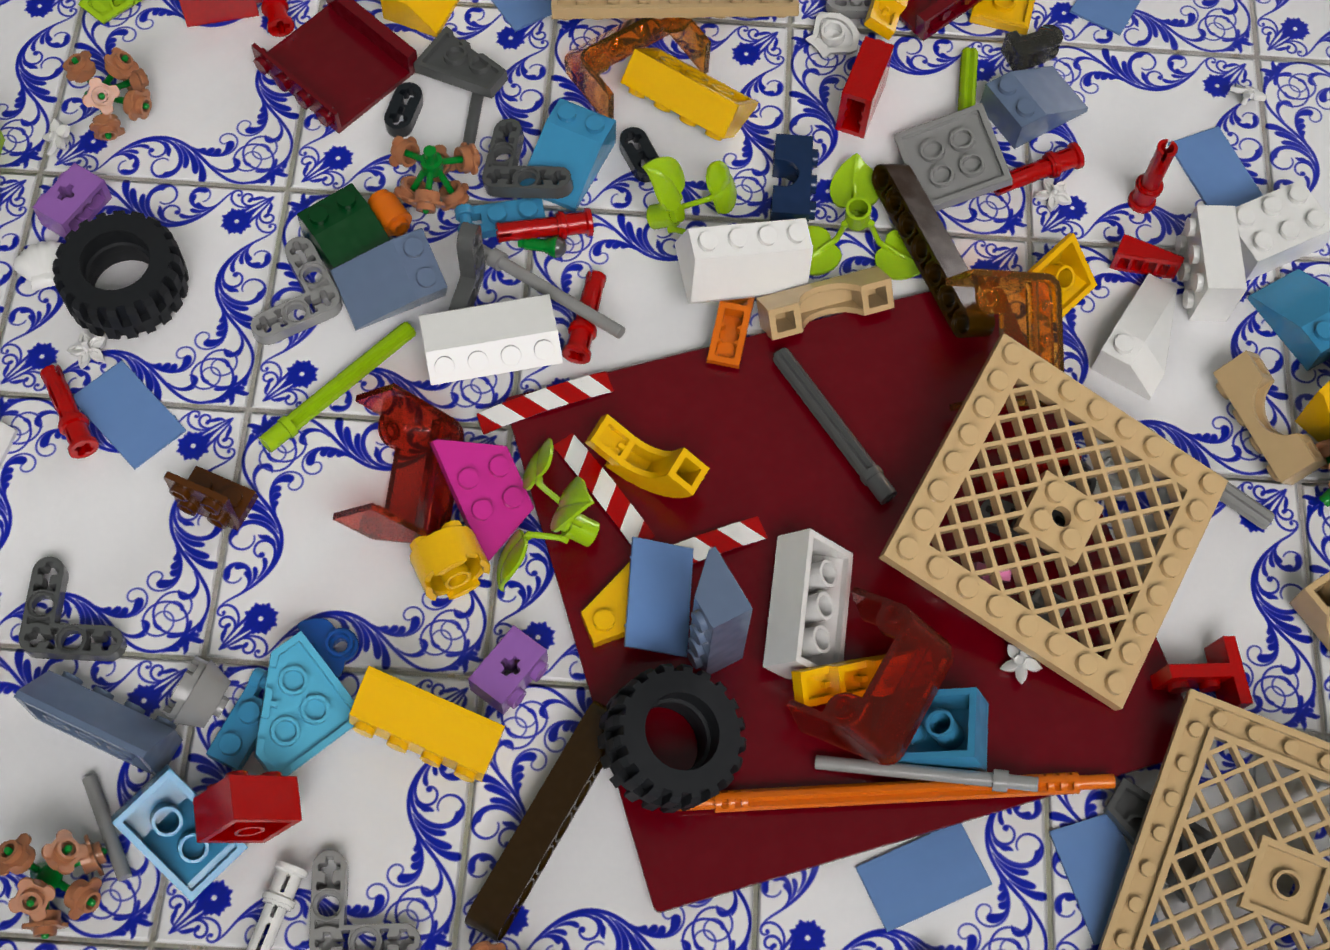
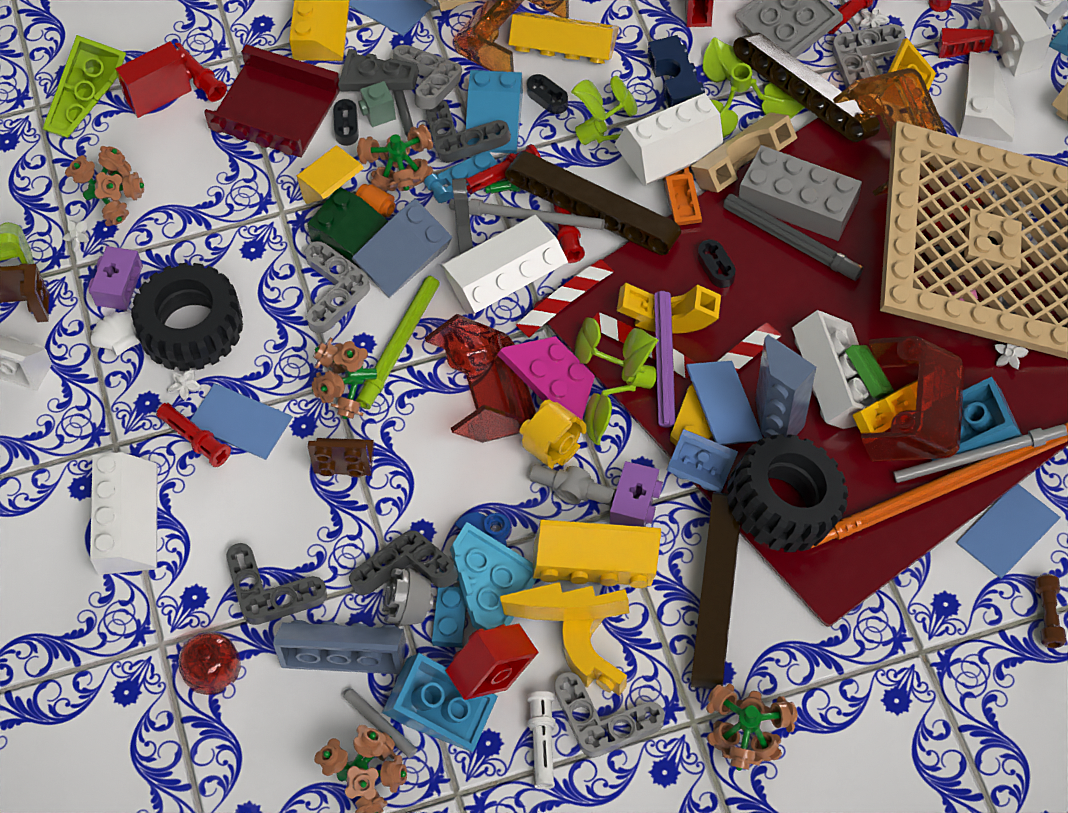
camera: 15 degrees left, 5 degrees down
(229, 644) = (409, 555): none -> dark grey beam
(258, 389) = (341, 359): none -> nougat plant
(346, 164) = (327, 174): none -> yellow slope
(349, 768) = (551, 604): none -> yellow slope
(365, 811) = (585, 661): none -> yellow arch
(444, 101) = (377, 104): none -> sand green brick
(446, 628) = (573, 485): none -> light grey pin
(502, 109) = (440, 73): none -> light grey beam
(597, 659) = (701, 461): none -> medium blue bracket
(613, 520) = (664, 359): none -> medium lavender axle
(624, 303) = (591, 200): none -> dark brown beam
(724, 425) = (712, 265): none -> black beam
(843, 623) = (869, 371): none -> bright green tile
(864, 375) = (800, 192): none -> light grey brick
(1011, 228) = (855, 53): none -> light grey beam

